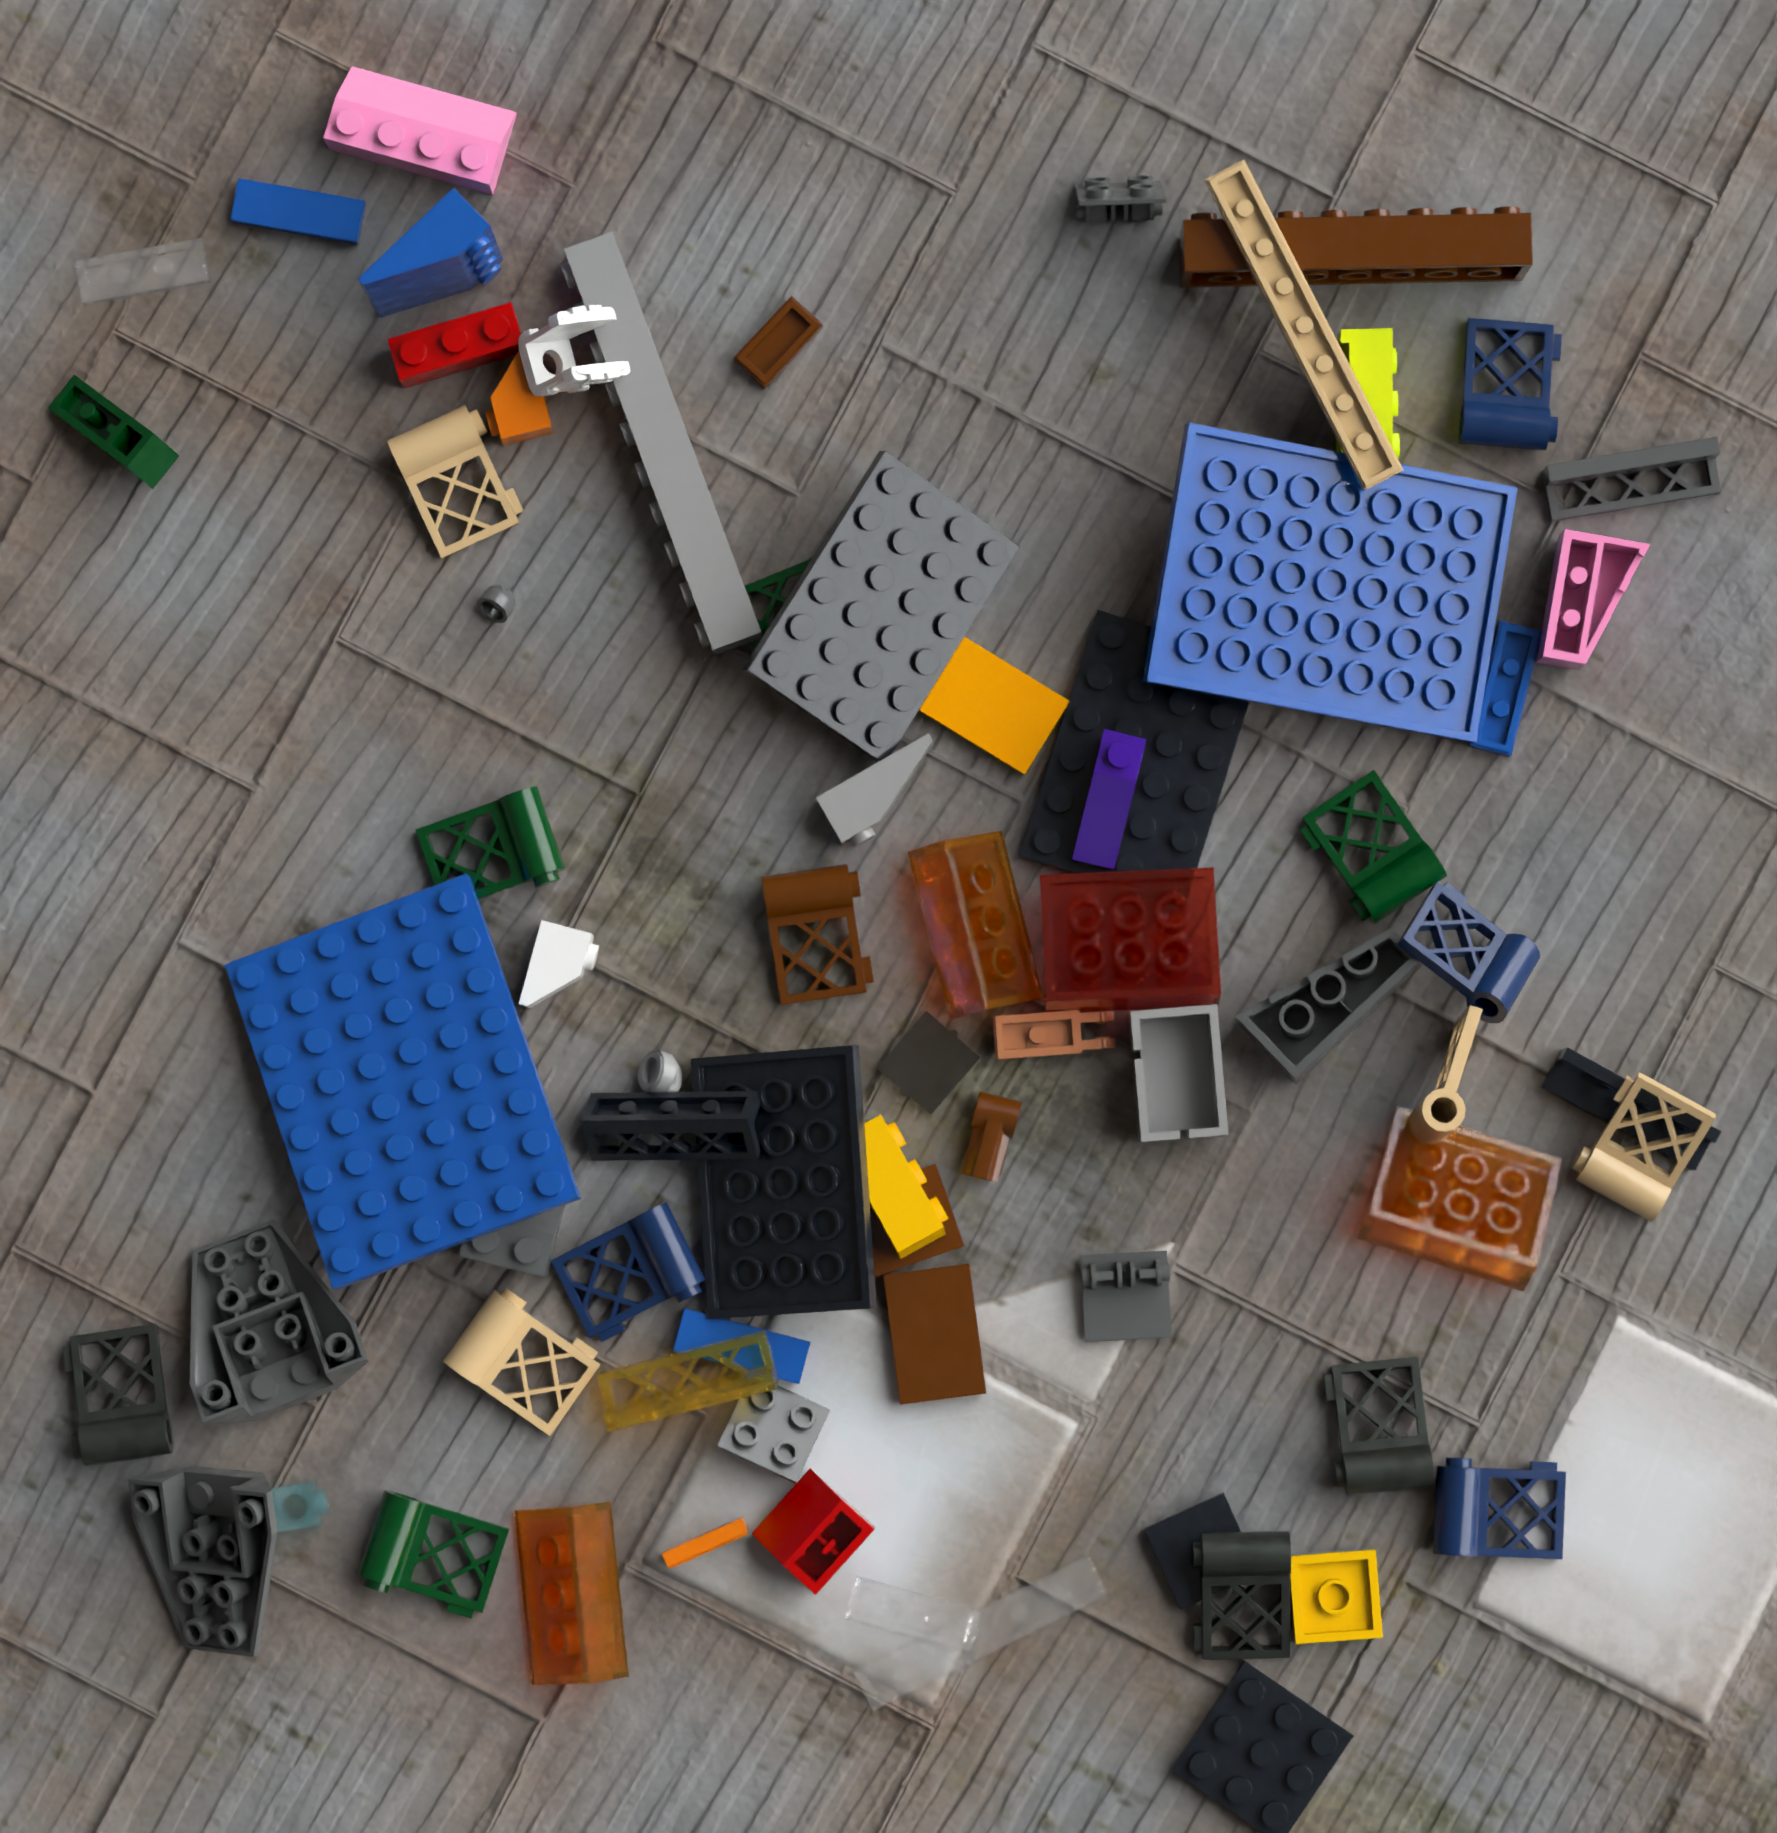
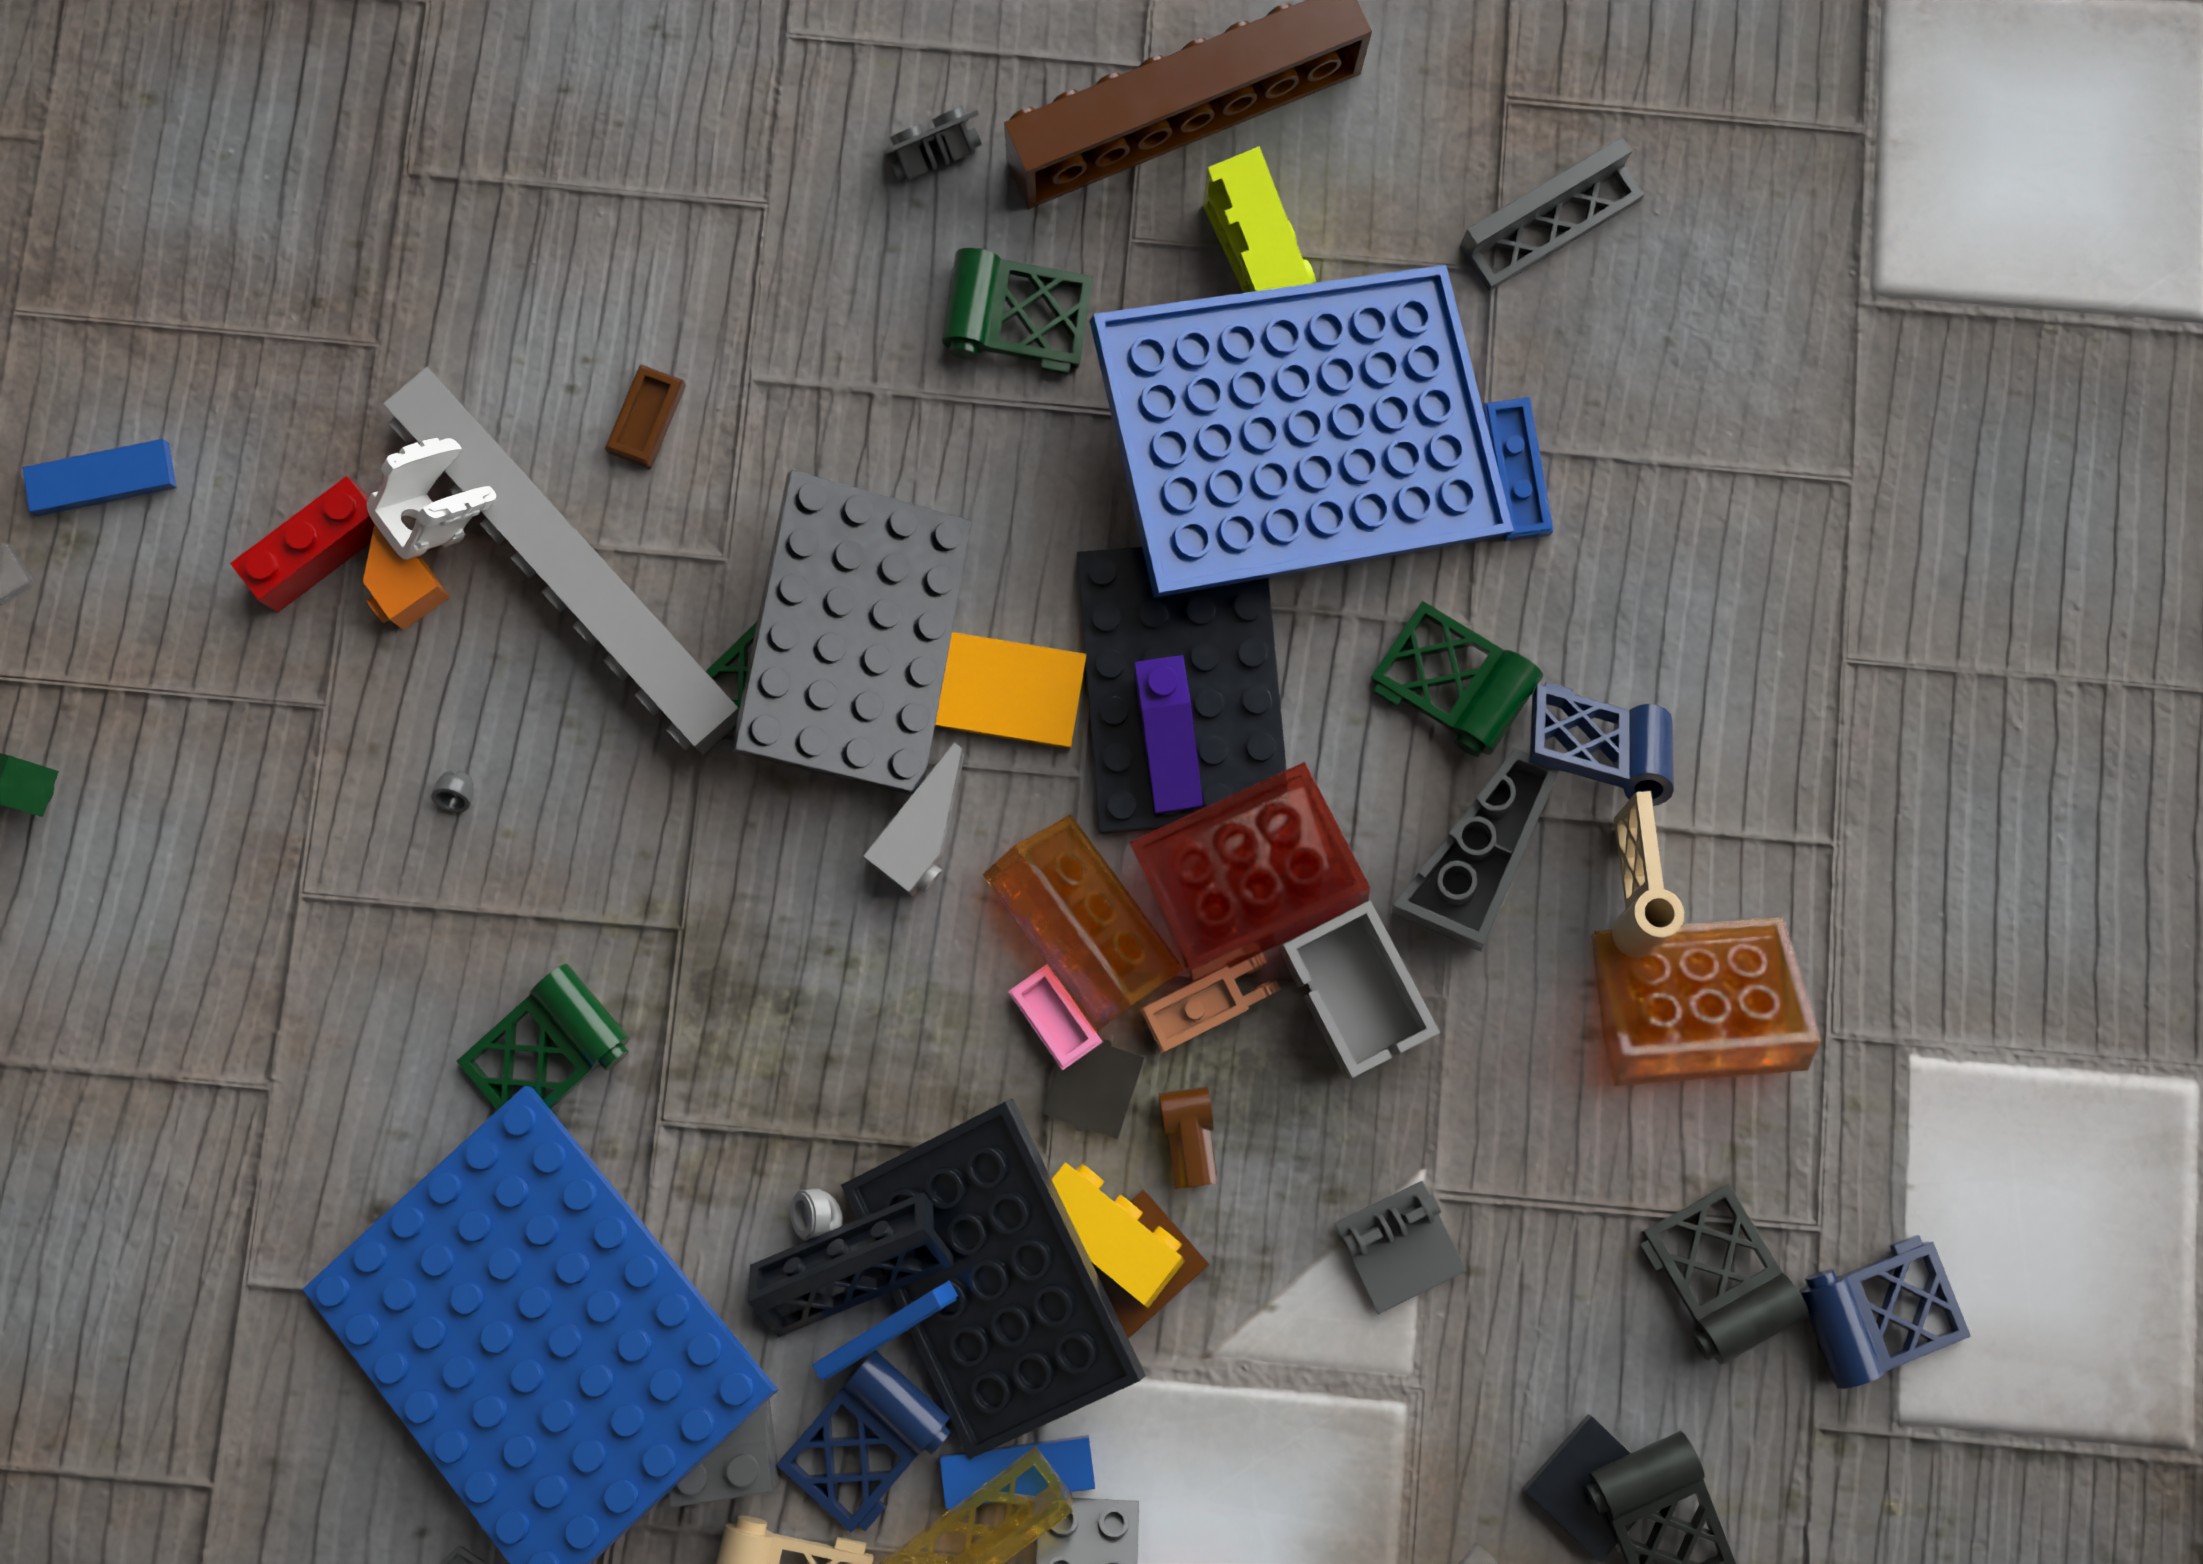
camera: 25 degrees left, 5 degrees down
(419, 130) = (193, 350): bright pink slope -> none
(434, 259) = (236, 458): blue slope -> none
(442, 446) = (334, 655): tan piece -> none
(557, 961) = (657, 1141): white slope -> none
(682, 1189) = (885, 1331): none -> blue tile
(814, 897) = (898, 964): reddish brown piece -> none
(920, 994) = (1055, 1017): none -> bright pink tile
(934, 1334) = (1217, 1372): reddish brown tile -> none
(1101, 359) = (978, 303): none -> dark green piece
(1303, 325) = (1168, 177): tan tile -> none
(1335, 1596) = (1758, 1479): yellow plate -> none
(1511, 418) = (1408, 203): dark blue piece -> none
(1583, 593) = (1556, 341): bright pink wedge -> none
(1593, 1091) = (1829, 835): black fence -> none
(1619, 1170) = (1858, 906): tan piece -> none

